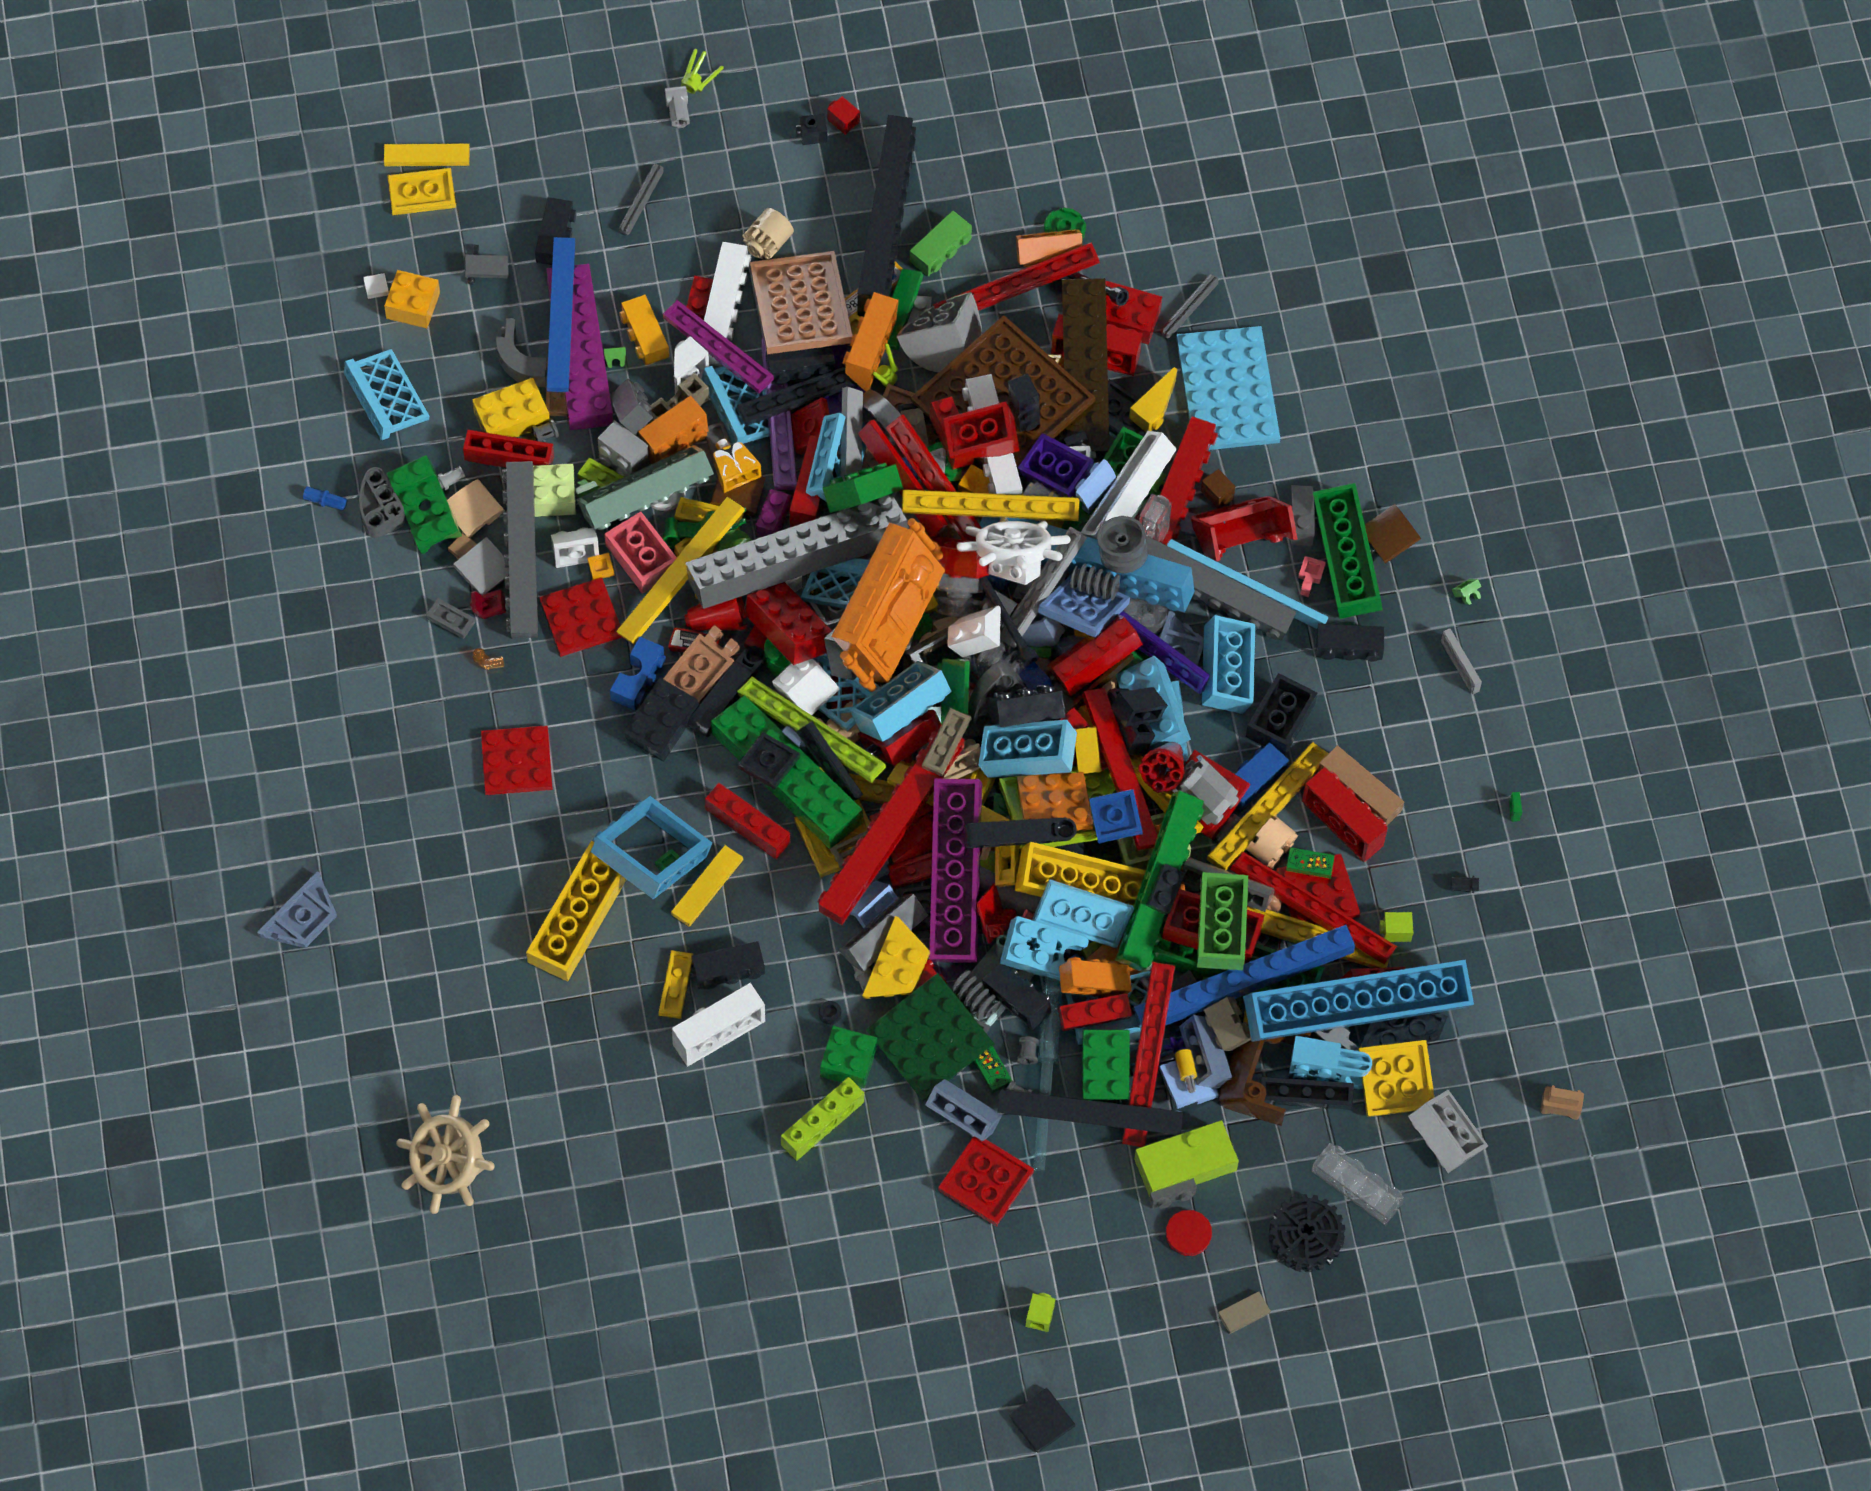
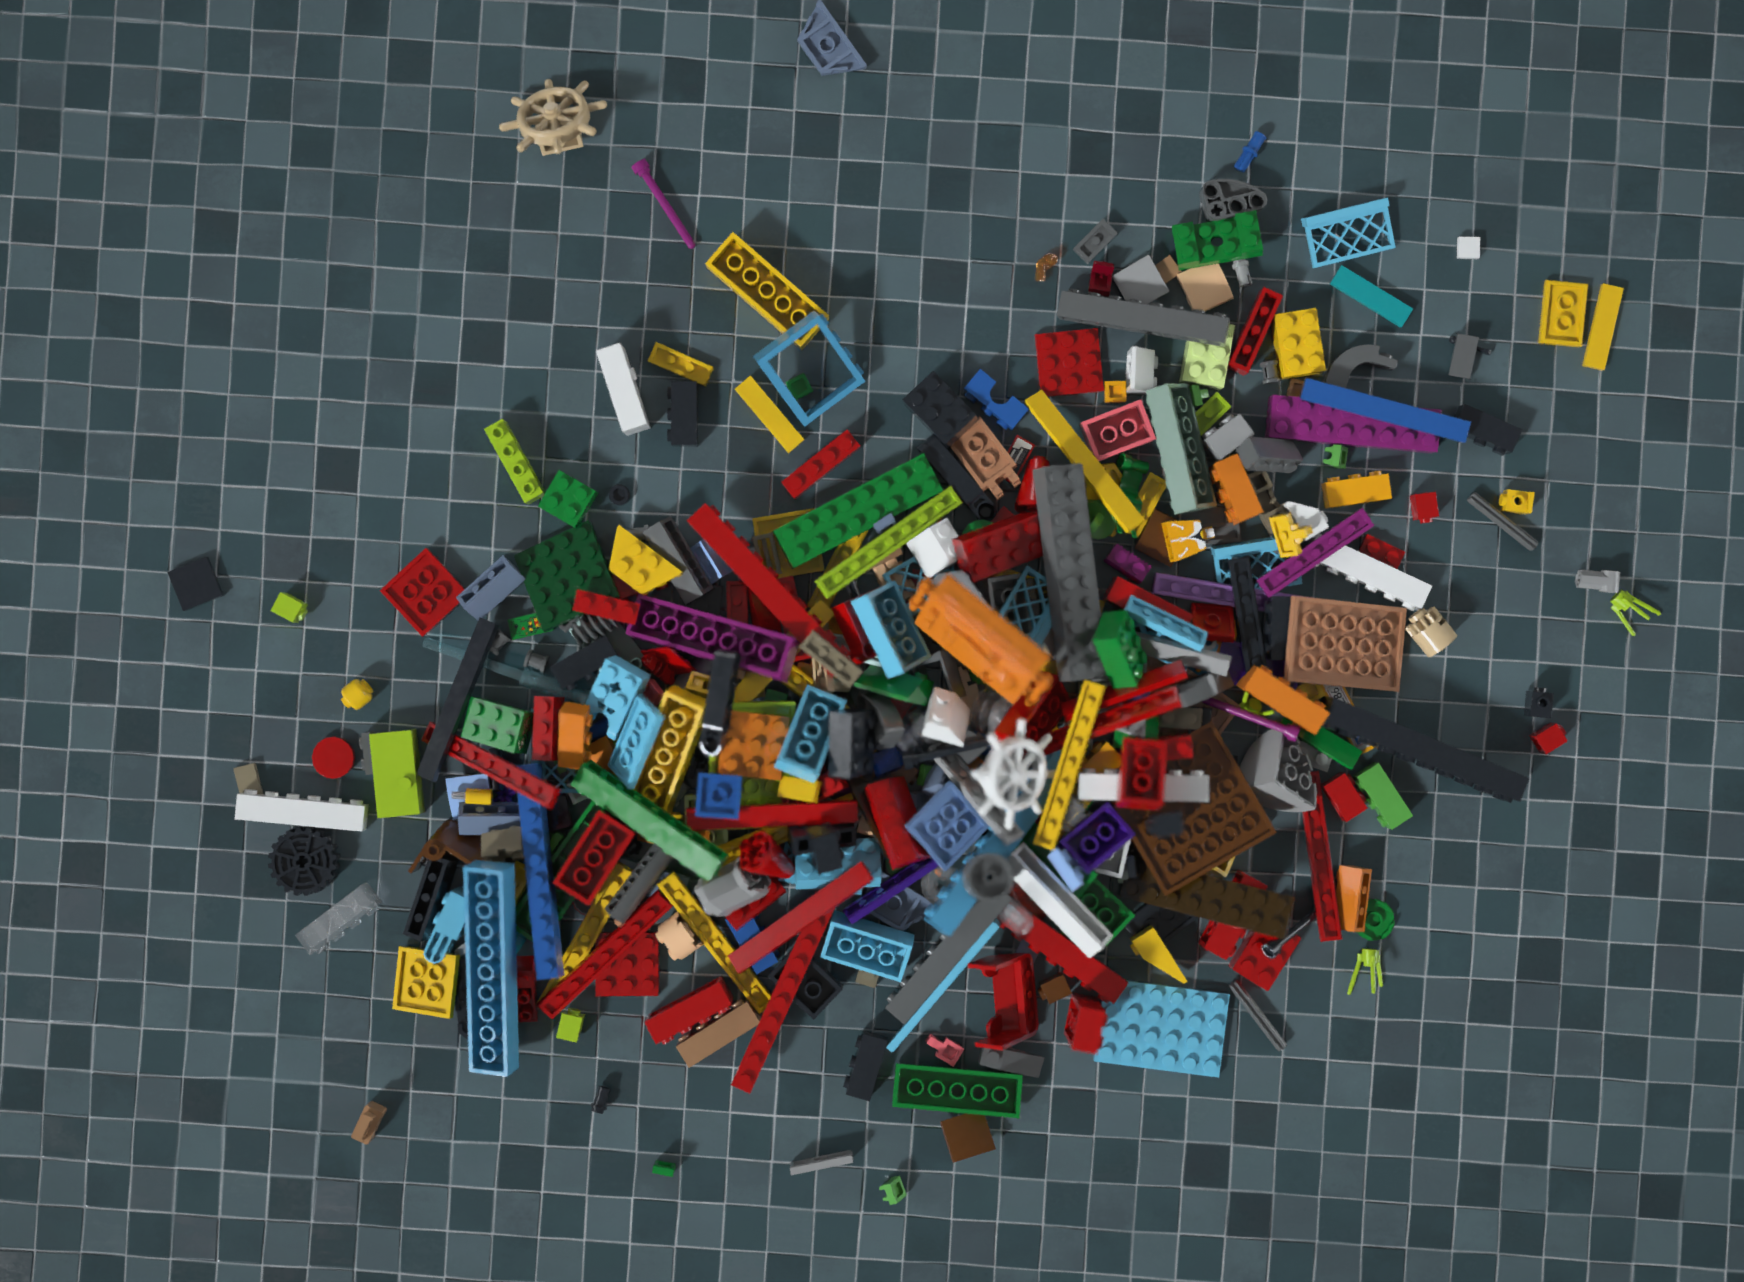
camera: 105 degrees right, 25 degrees up
(412, 299) = (1443, 277): light orange brick -> none
(445, 360) = (1371, 296): none -> teal tile
(478, 1067) = (642, 169): none -> magenta piece
(516, 760) = (937, 271): red plate -> none
(618, 189) = (1508, 504): none -> yellow brick
(645, 268) = (1424, 507): none -> red brick
(706, 369) = (1288, 534): none -> yellow hinge
(768, 760) = (863, 494): black tile -> none
(828, 760) = (848, 549): black tile -> none
(900, 326) = (1290, 731): none -> magenta piece
(951, 276) = (1344, 796): none -> red brick
(952, 978) = (606, 606): none -> red plate
(1095, 583) = (963, 842): dark grey piece -> none
(1103, 221) = (1371, 959): none -> lime plant
(1114, 1221) = (356, 694): none -> yellow head
(1165, 889) = (633, 822): black plate -> none
(1217, 721) = (801, 917): none -> red tile
(1222, 921) = (582, 864): bright green brick -> none
(1242, 443) = (1085, 1023): none -> red brick
(1255, 1246) = (301, 811): none -> white brick
(1261, 663) = (866, 978): none -> dark tan plate
(1297, 724) = (779, 1004): none -> red plate
(1310, 862) = (651, 964): green tile -> none
(1447, 1131) = (363, 1013): light grey slope -> none

